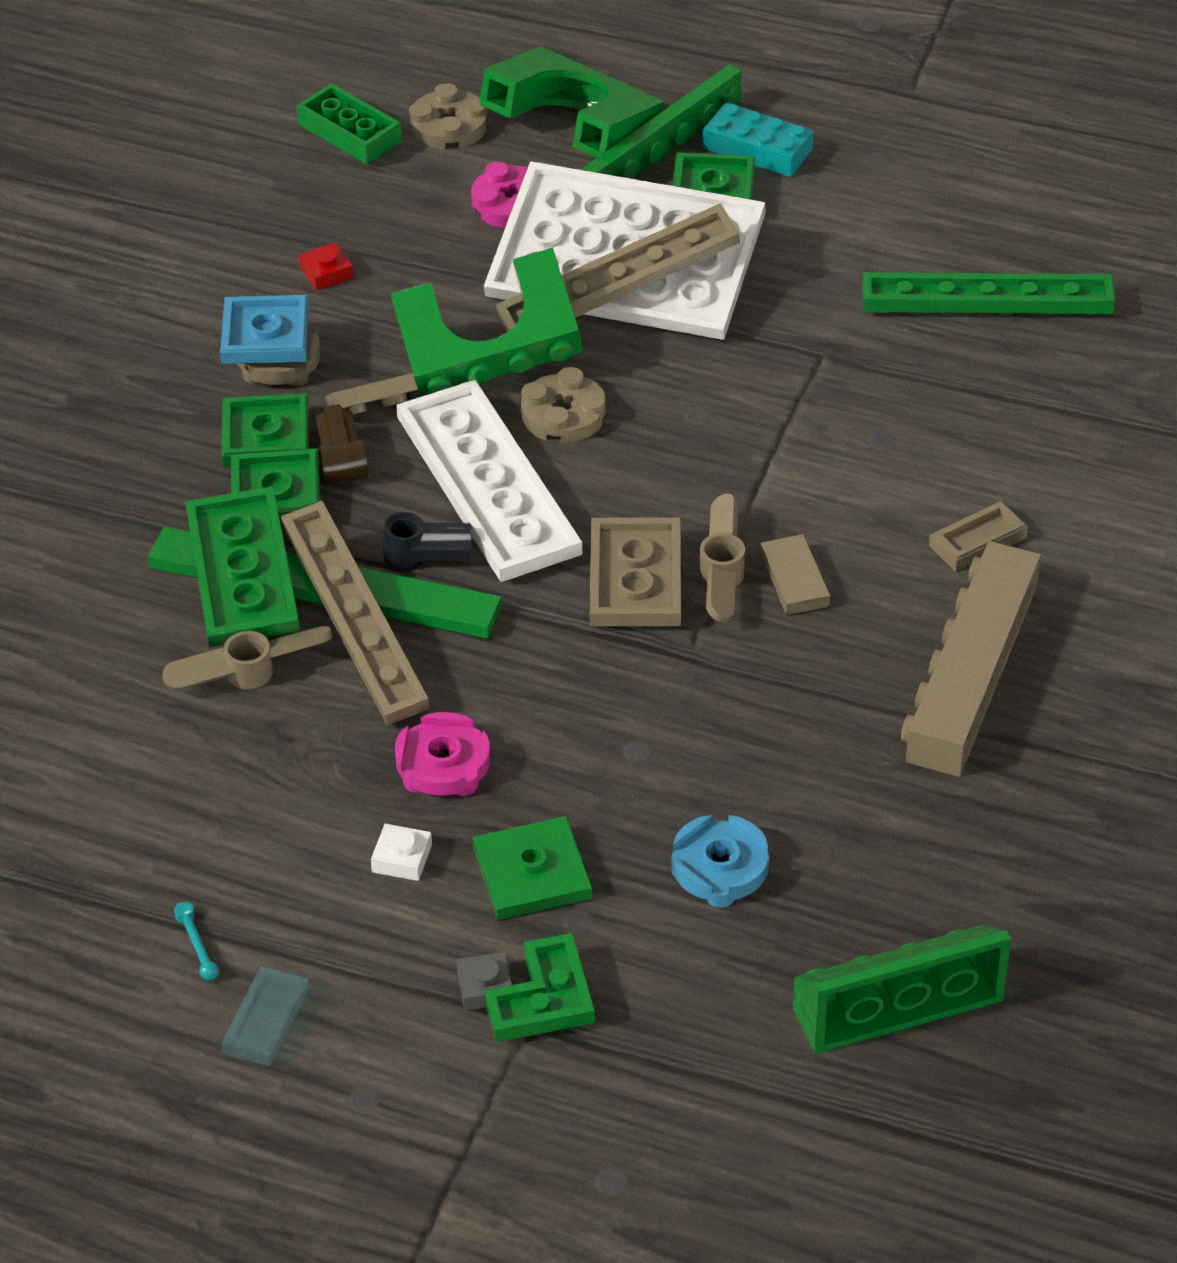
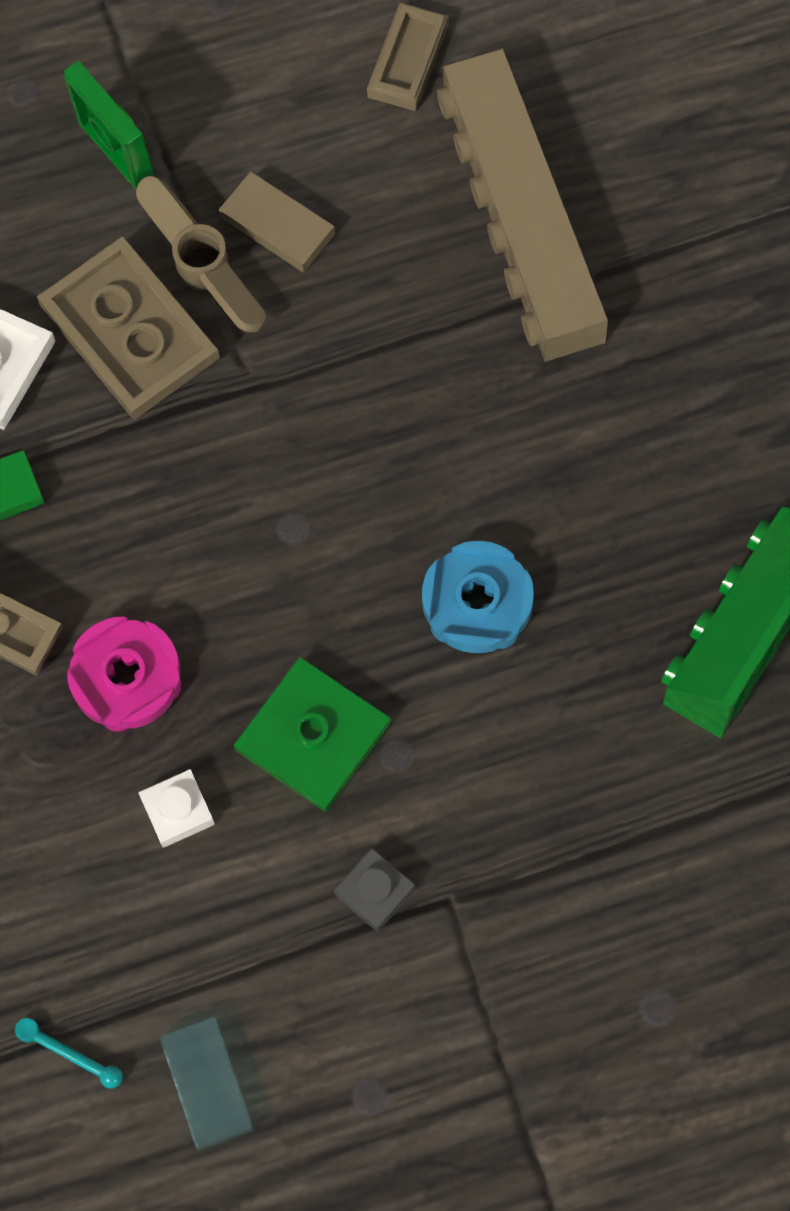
camera: 35 degrees left, 25 degrees up
(551, 1001) = (459, 864): green plate -> none
(729, 447) = (108, 125): none -> green plate

